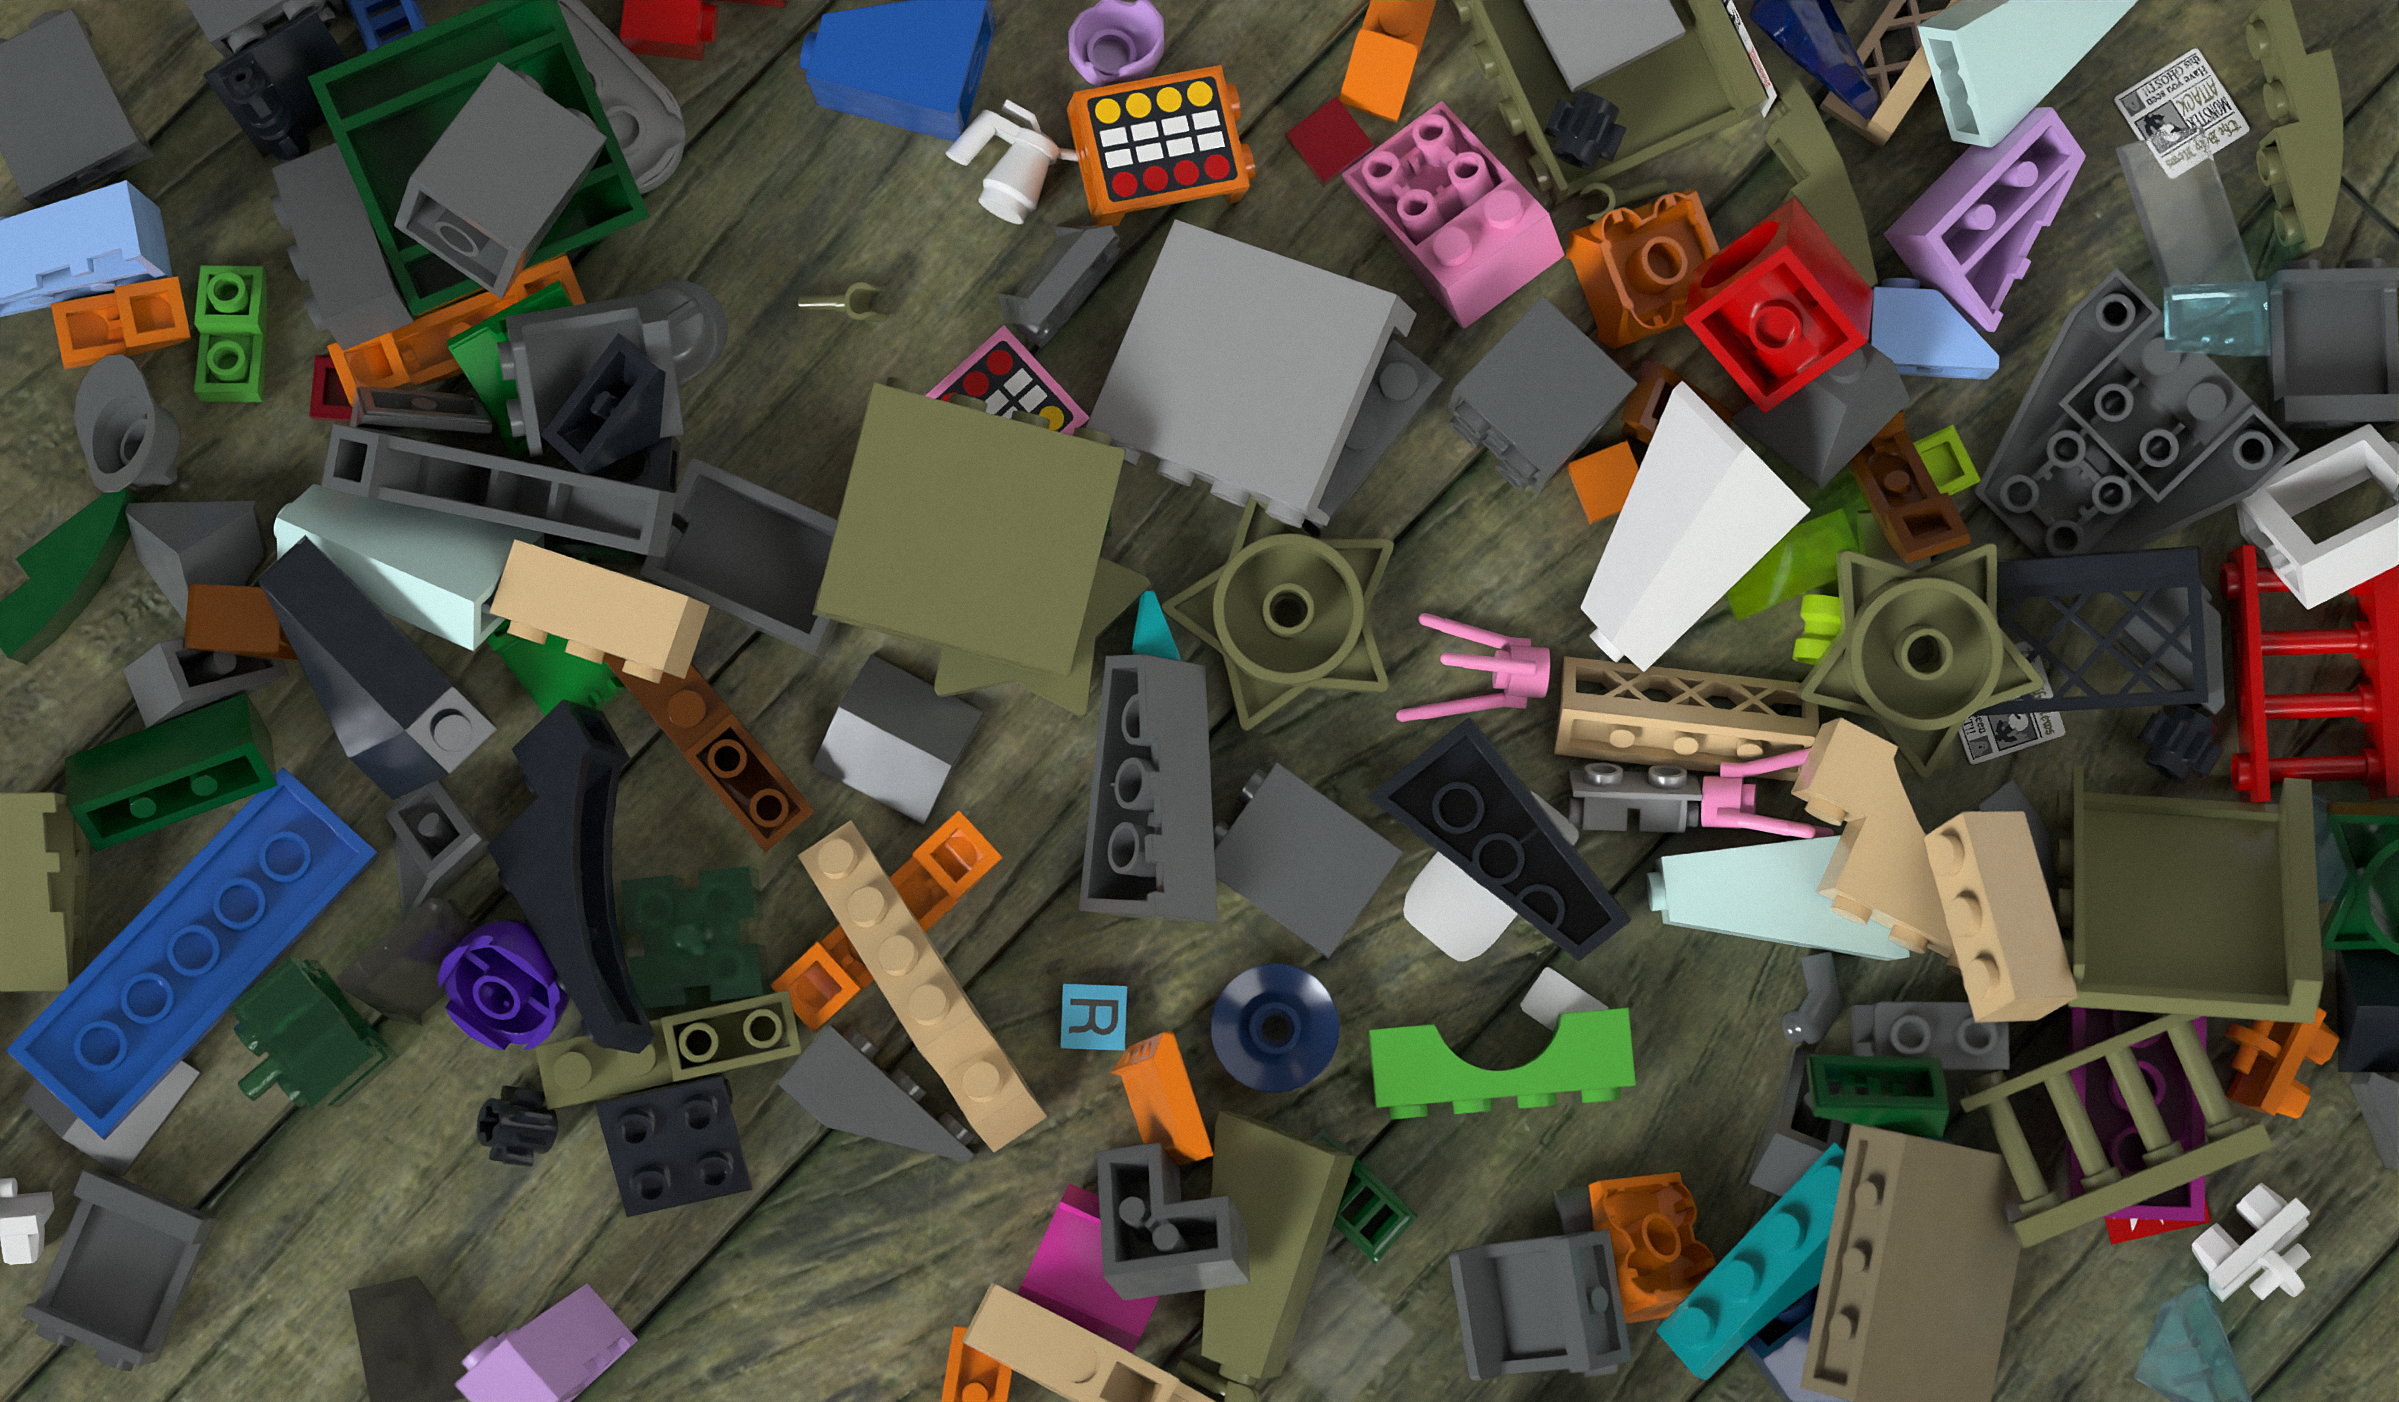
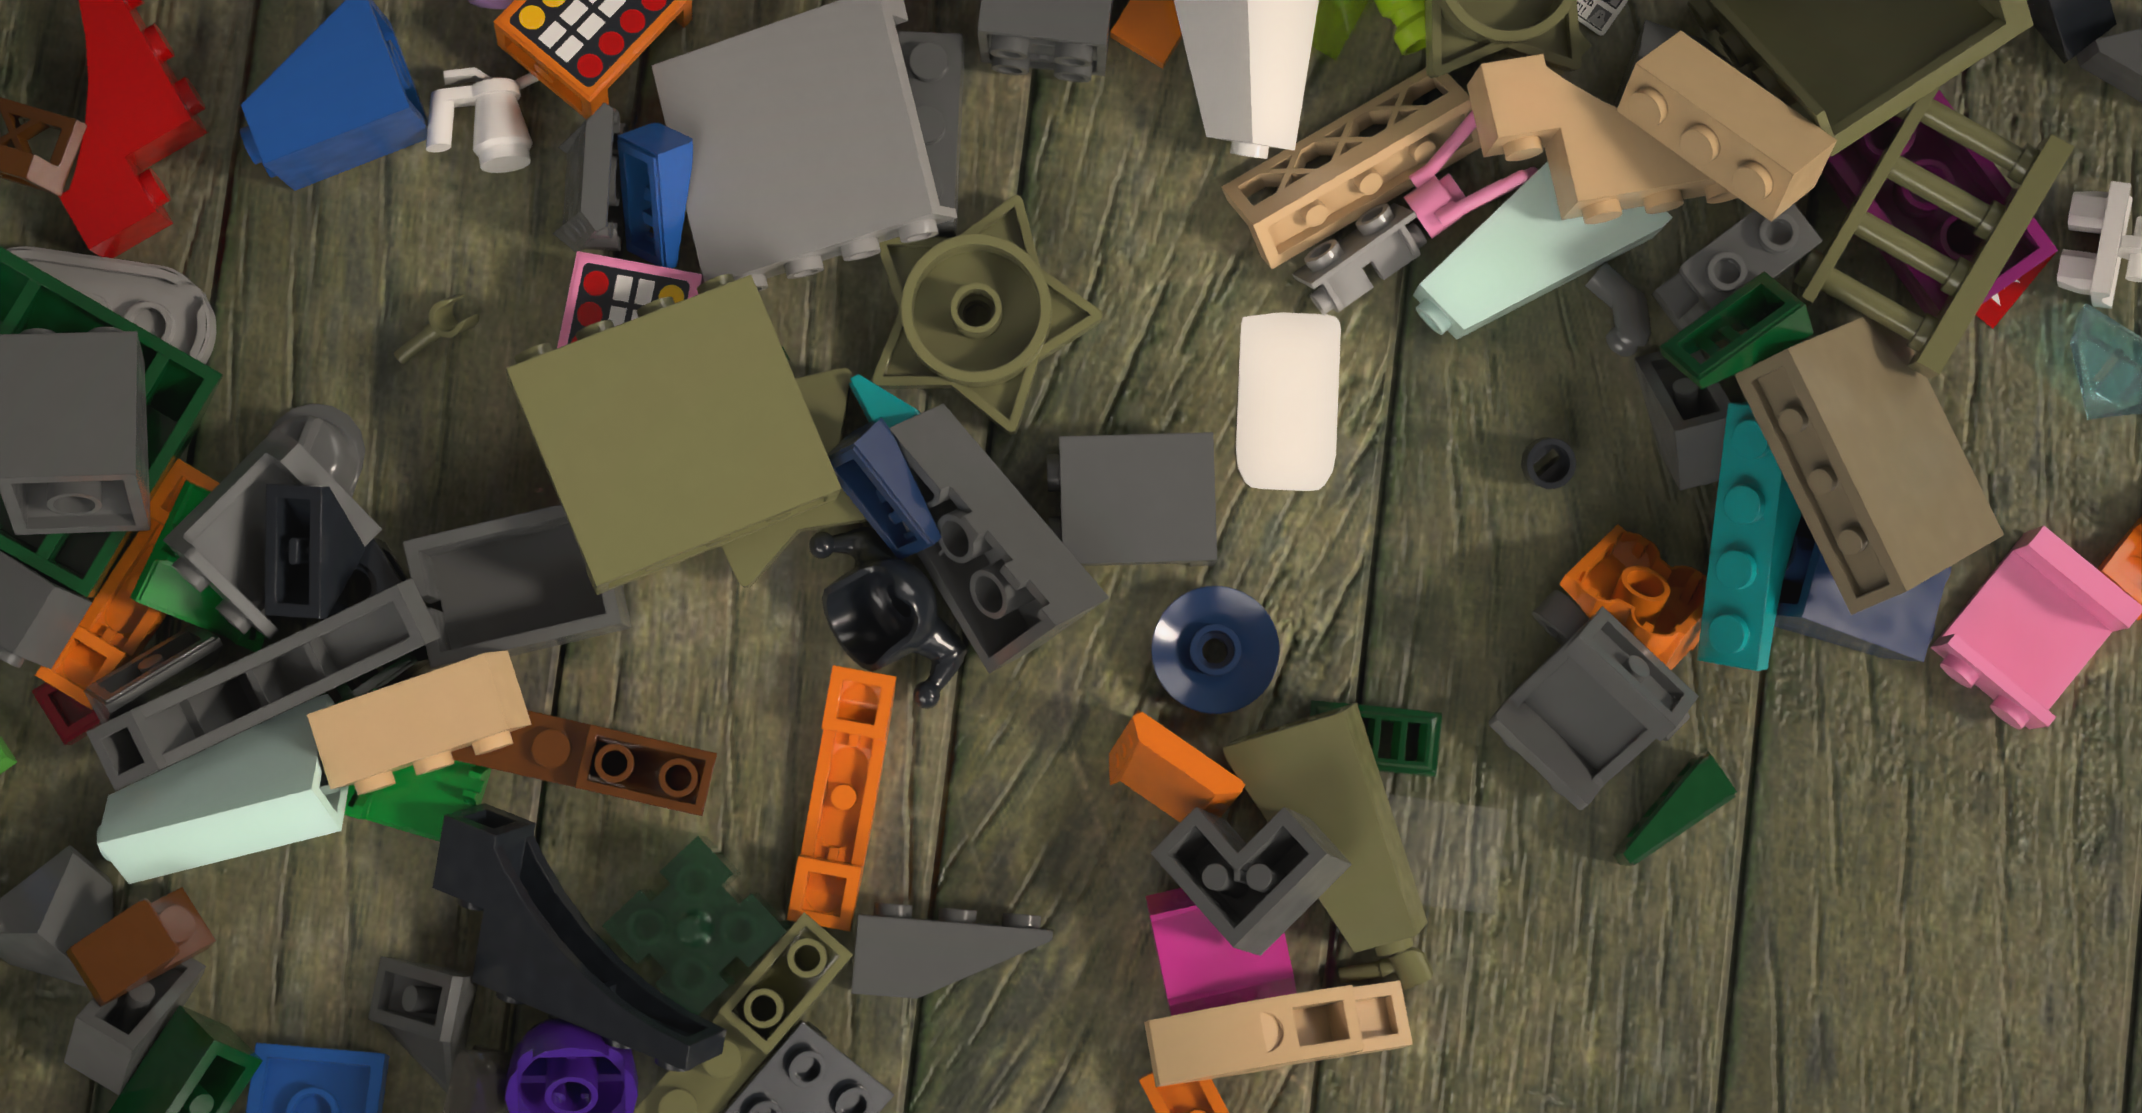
camera: 40 degrees left, 0 degrees up
(378, 687) = (289, 920): black wedge -> none
(896, 739) = (739, 648): dark grey slope -> none
(921, 988) = (909, 829): tan arch -> none
(1035, 799) = (887, 611): none -> black piece
(1094, 1017) = (1064, 750): medium azure tile -> none
(1102, 322) = (655, 188): none -> blue slope
(1104, 698) = (884, 489): none -> dark blue slope
(1494, 829) = (1273, 361): black wedge -> none
(1516, 668) = (1190, 222): bright pink plant -> none
(1556, 995) = (1430, 464): white sticker -> none
(1583, 1053) = (1471, 488): bright green arch -> none
(1659, 1092) = (1556, 471): none -> black hinge
(2270, 1059) = (2010, 88): orange hips -> none

